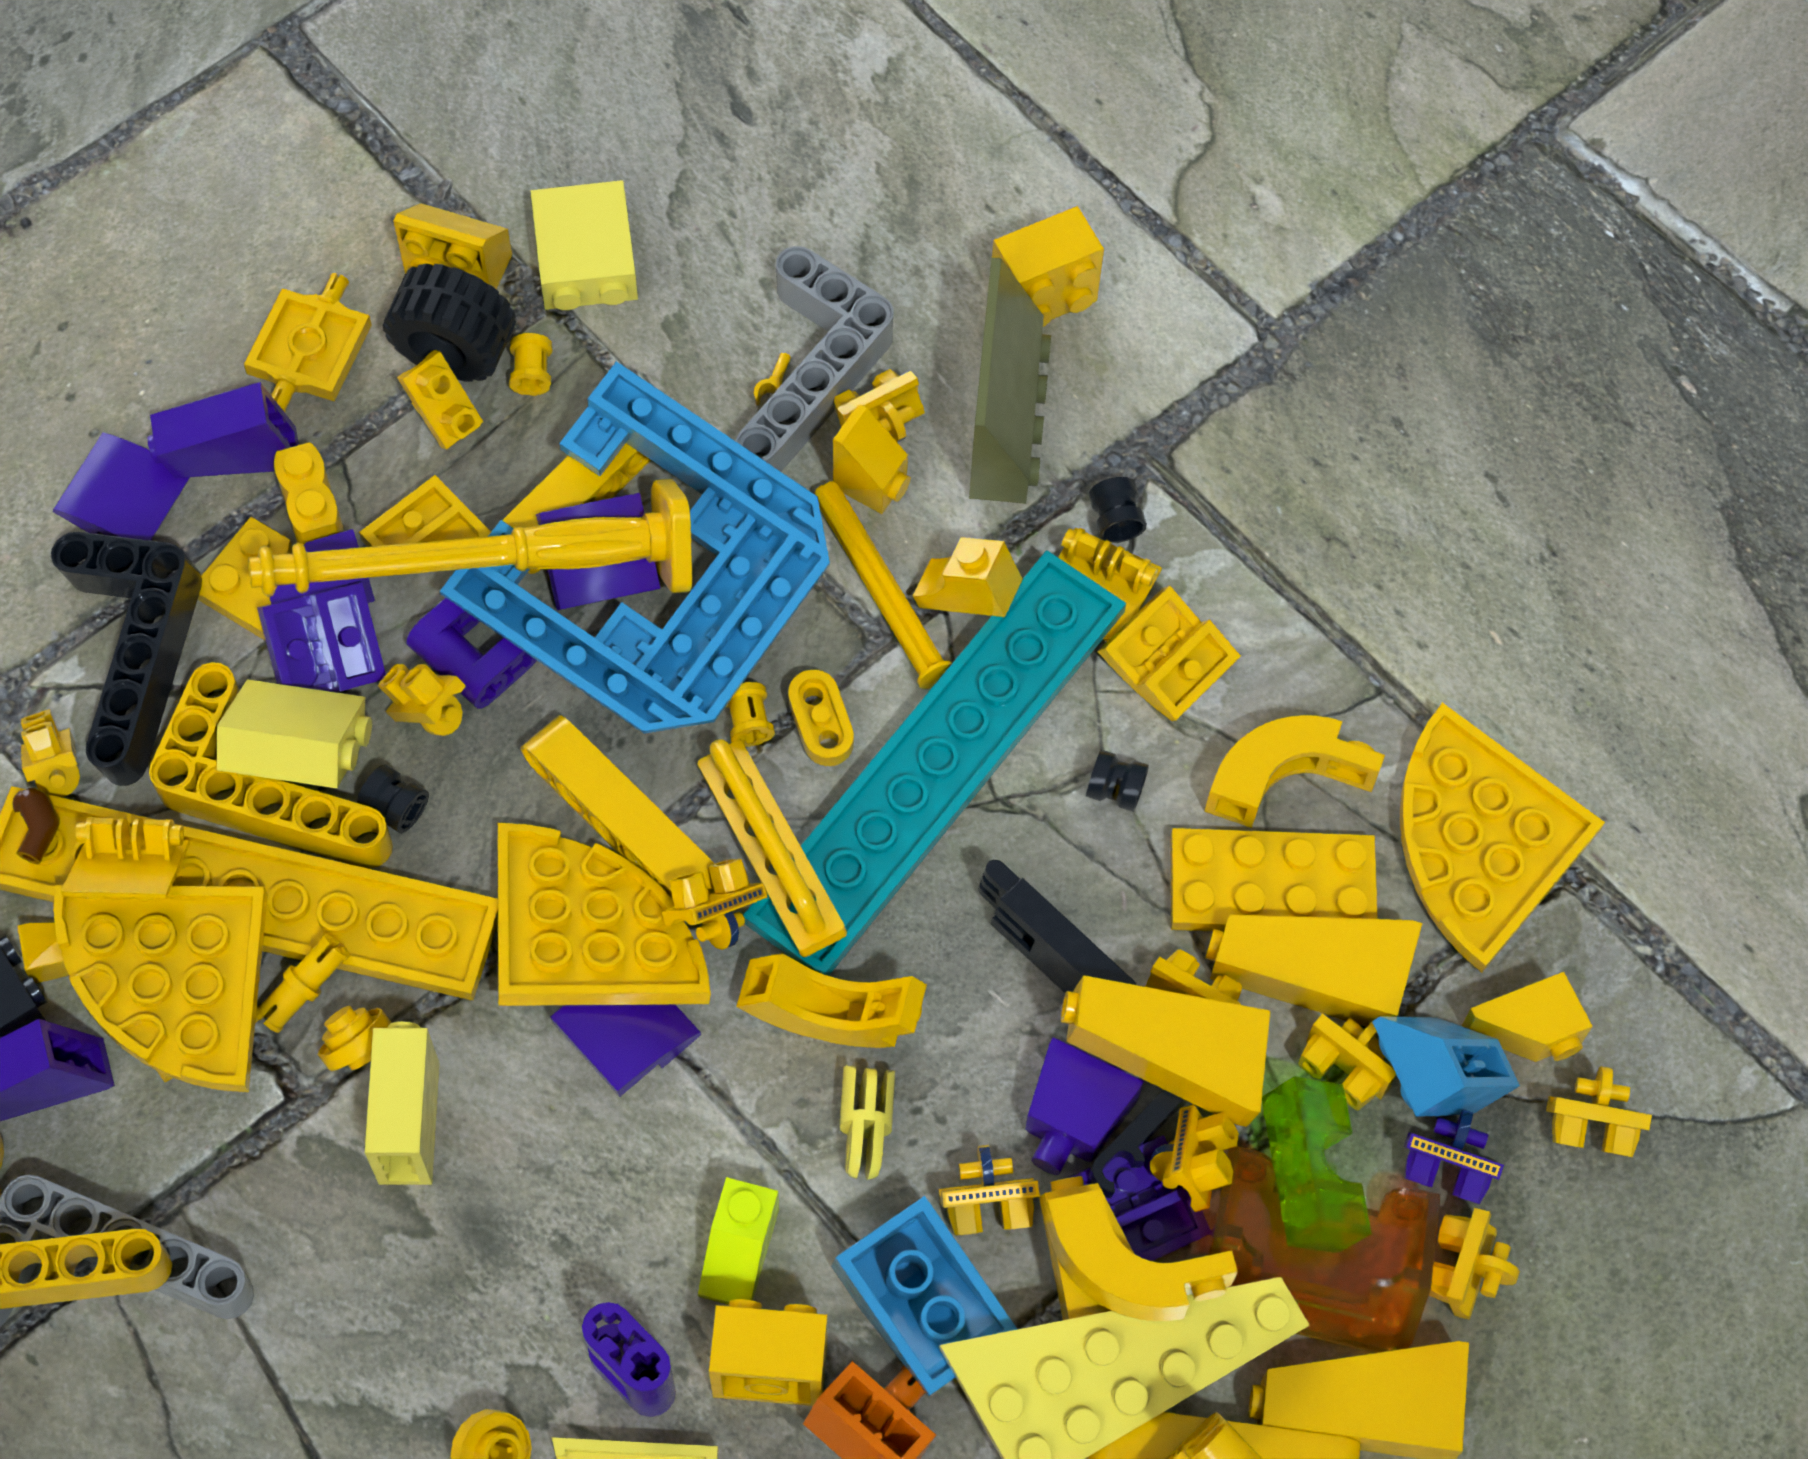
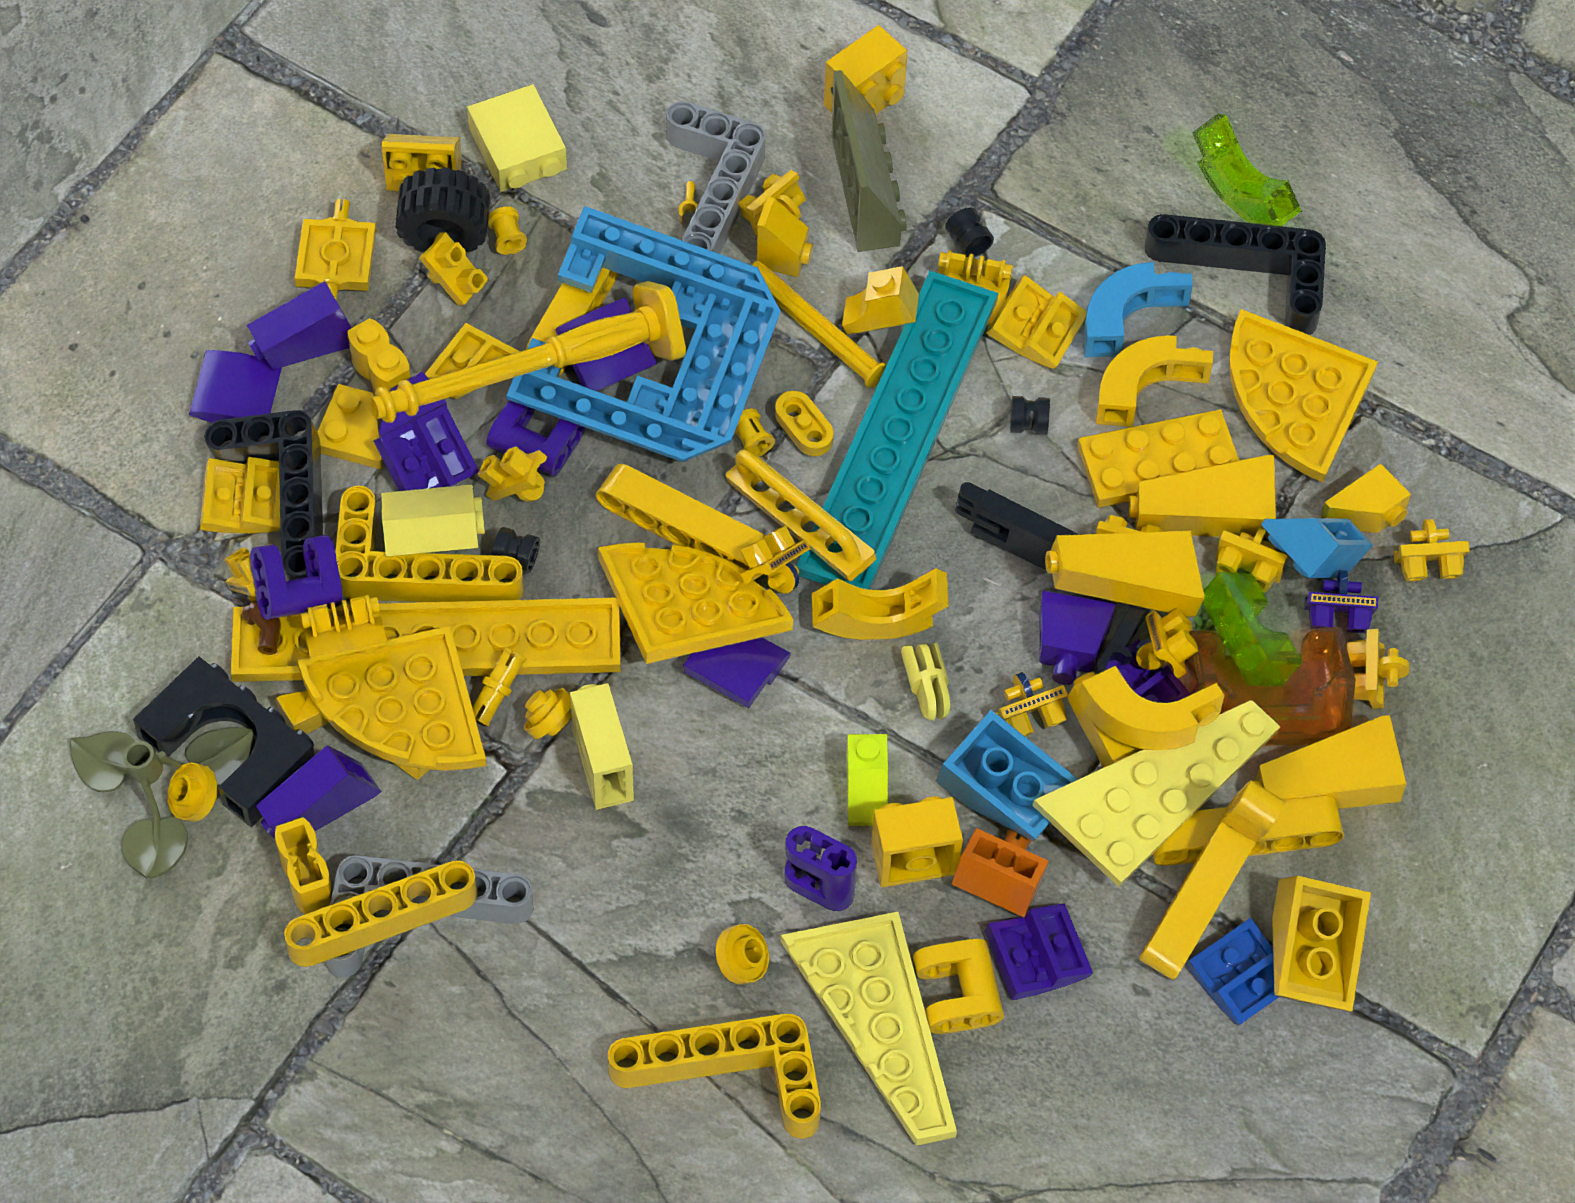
camera: 15 degrees left, 5 degrees down
(74, 636) = (241, 497): none -> yellow slope
(84, 796) = (286, 598): none -> dark purple connector
(1290, 644) = (1122, 295): none -> dark azure arch
(1476, 631) = (1176, 237): none -> black beam
(1502, 542) = (1237, 181): none -> clear neon green arch

